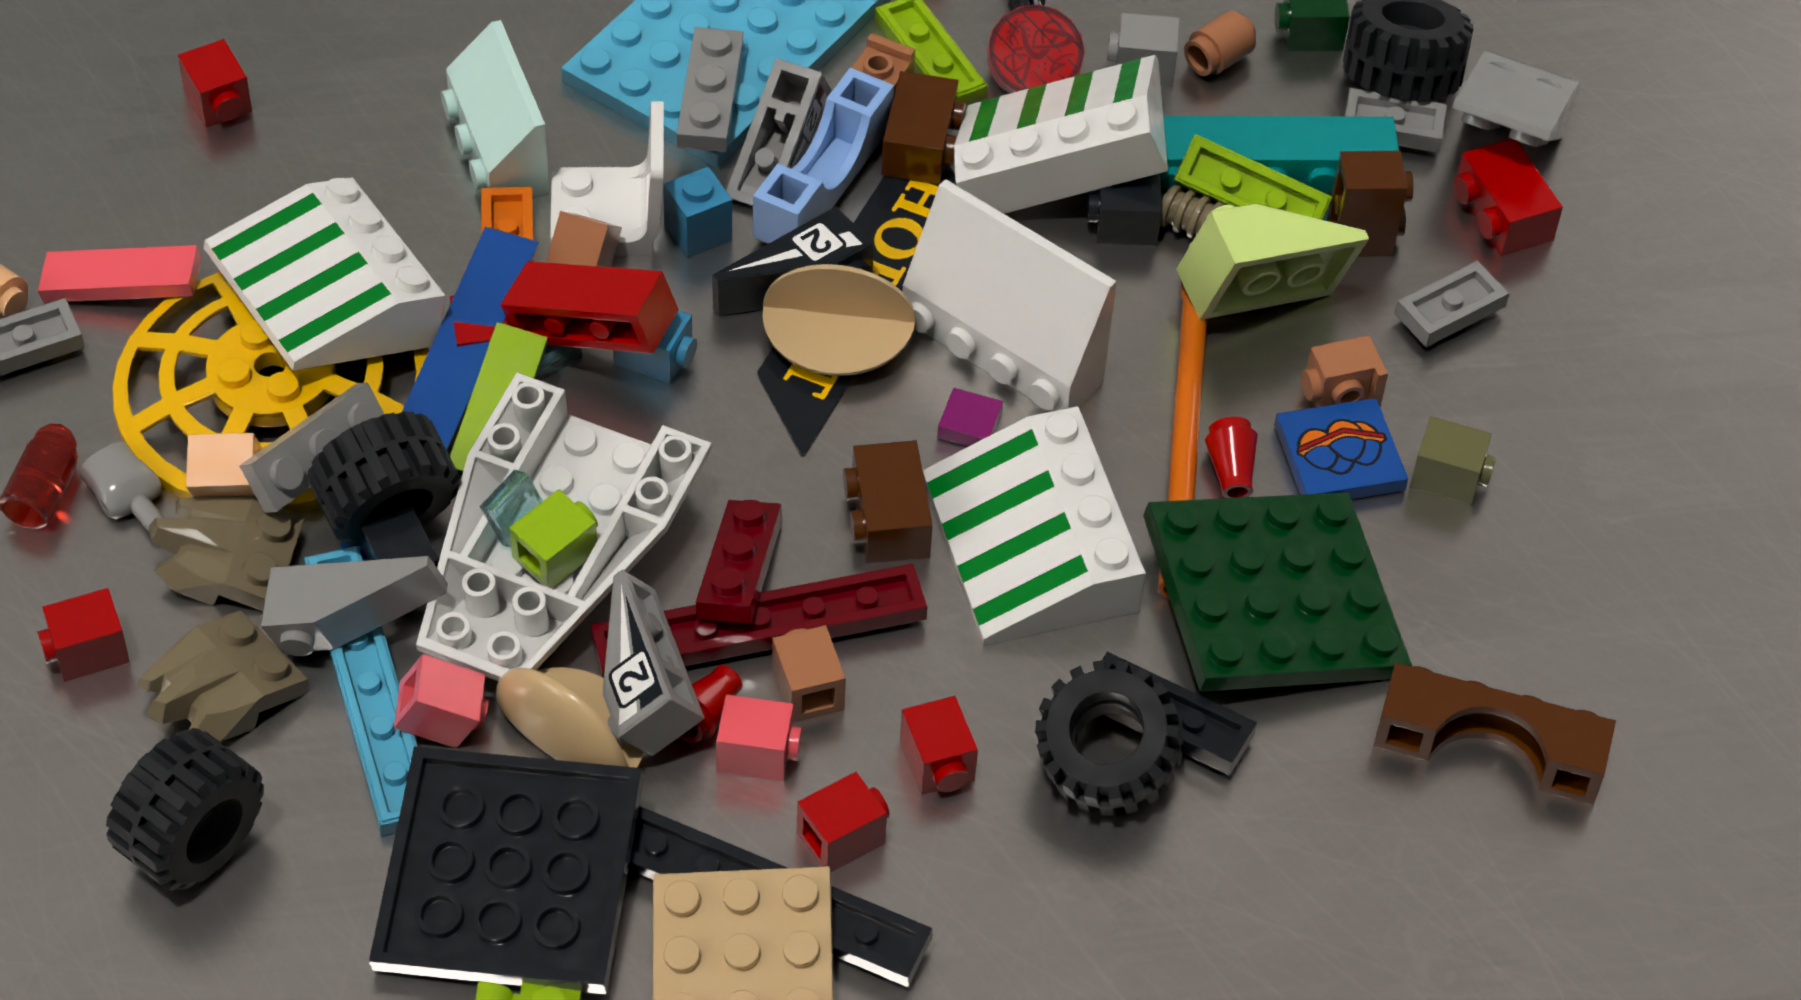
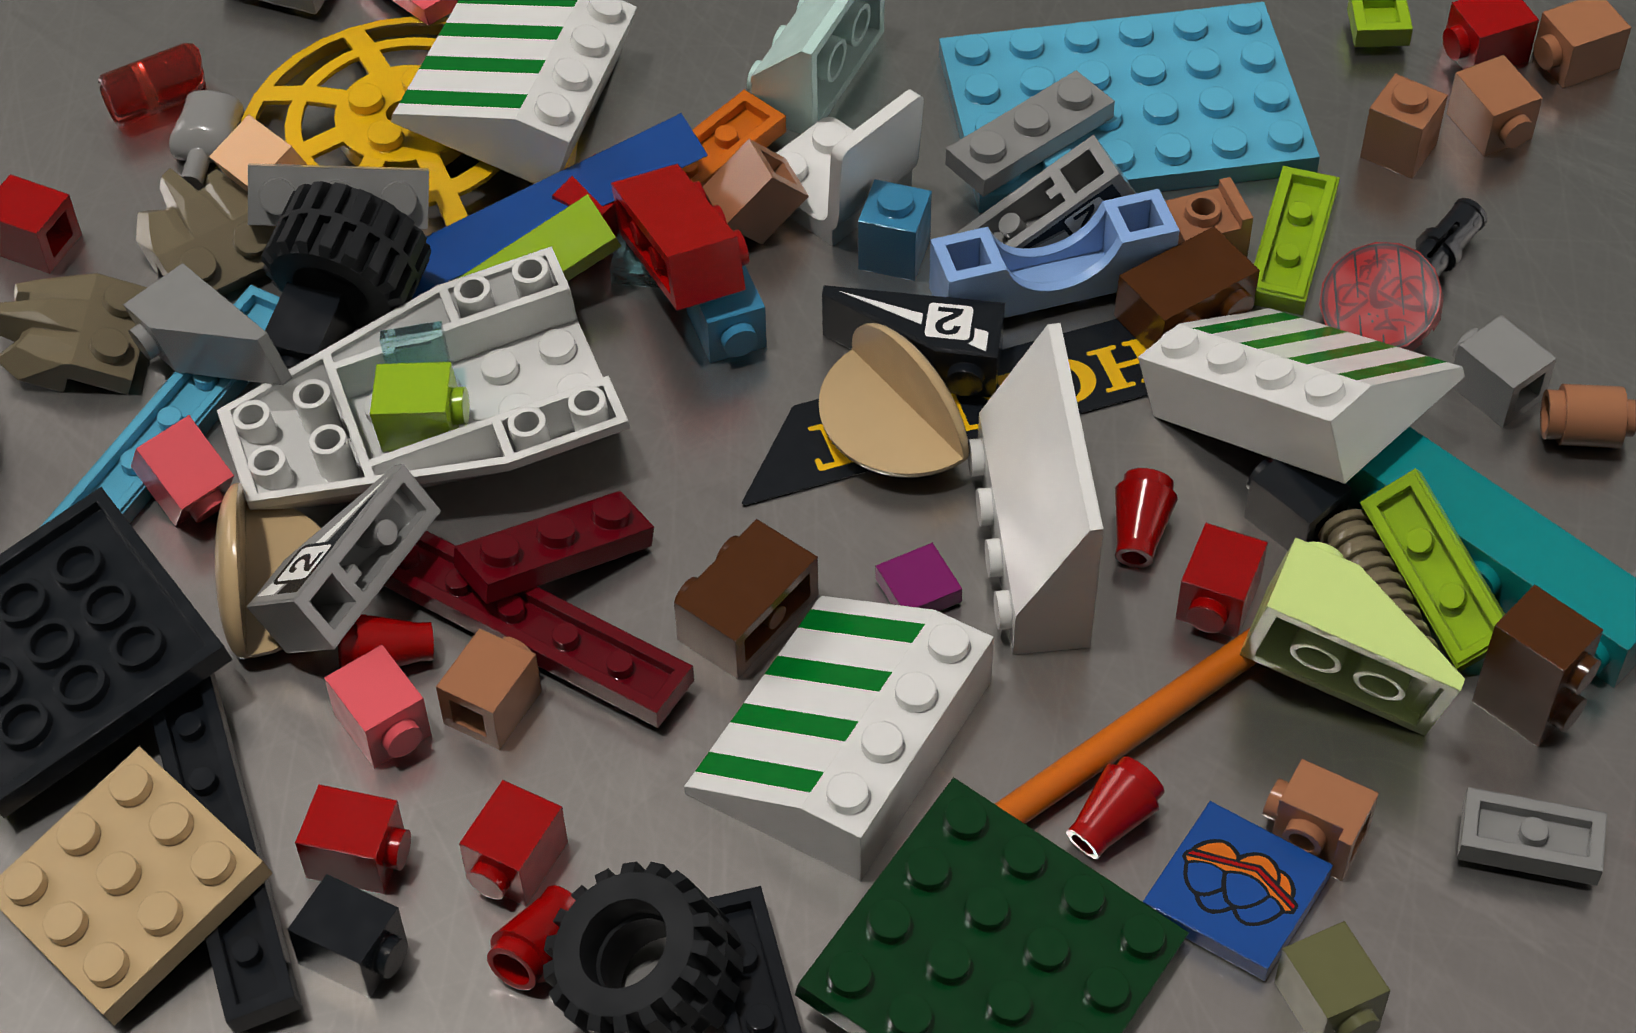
camera: 50 degrees right, 0 degrees up
(914, 872) = (349, 936): none -> black brick
(1017, 790) = (519, 945): none -> red cone
(1144, 285) = (1221, 580): none -> red brick

